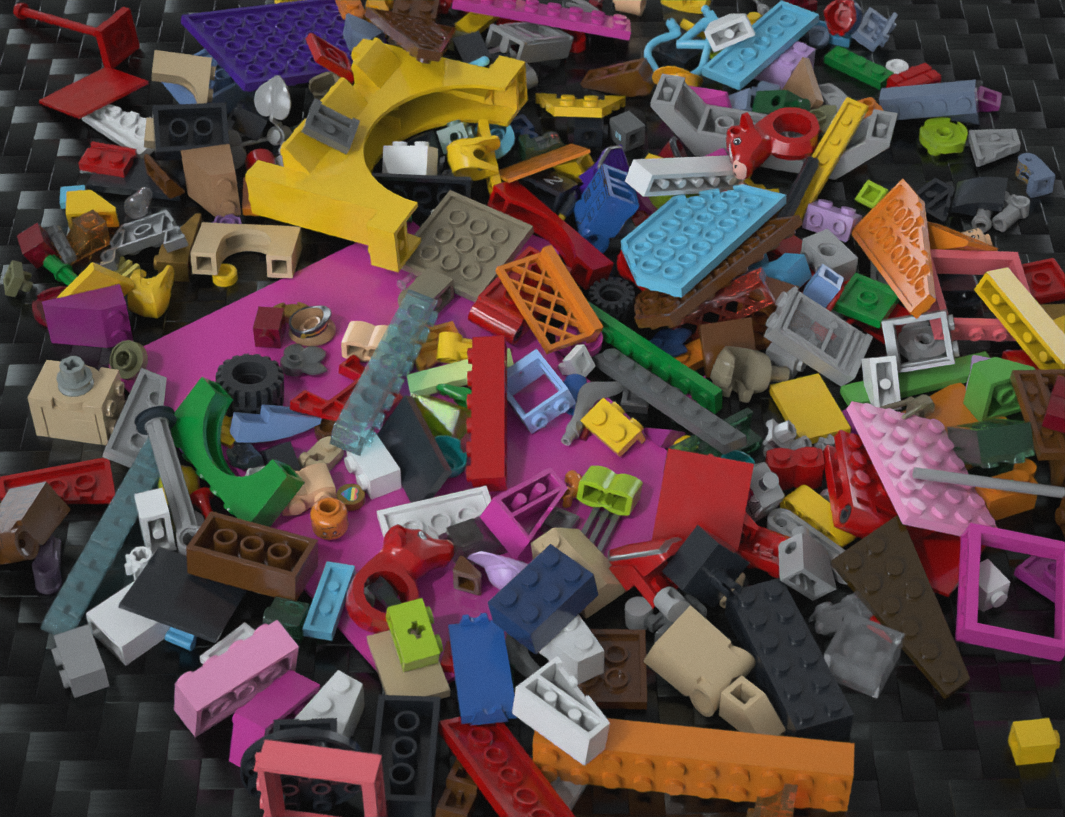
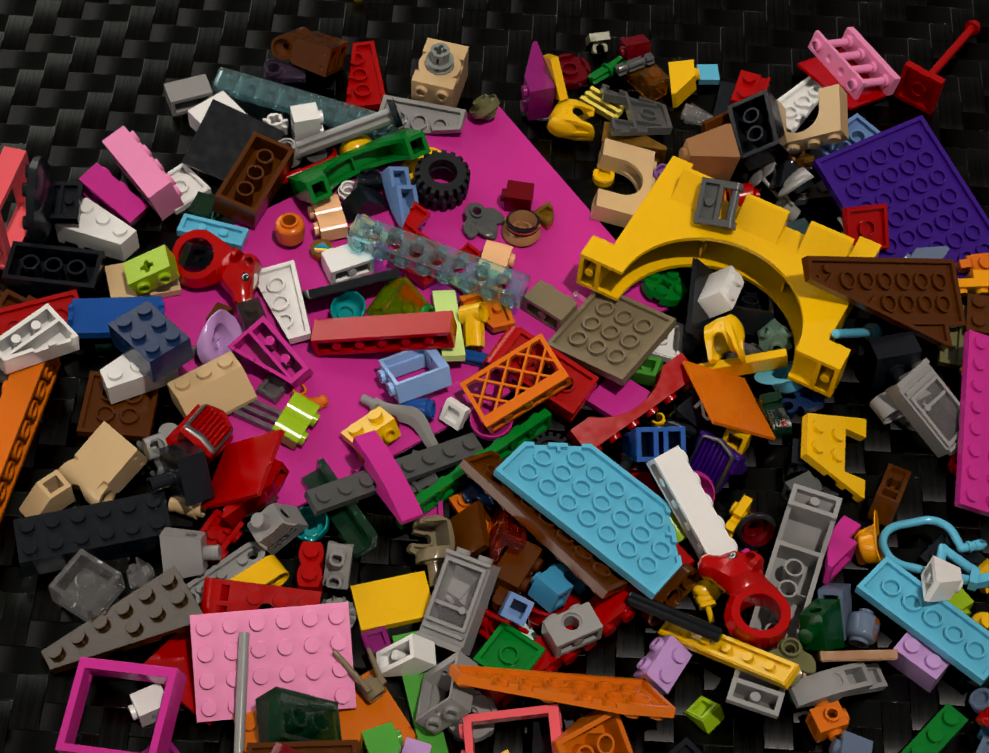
camera: 90 degrees right, 10 degrees up
(77, 80) = (863, 54): none -> bright pink fence
(690, 386) = (388, 476): none -> dark pink slope

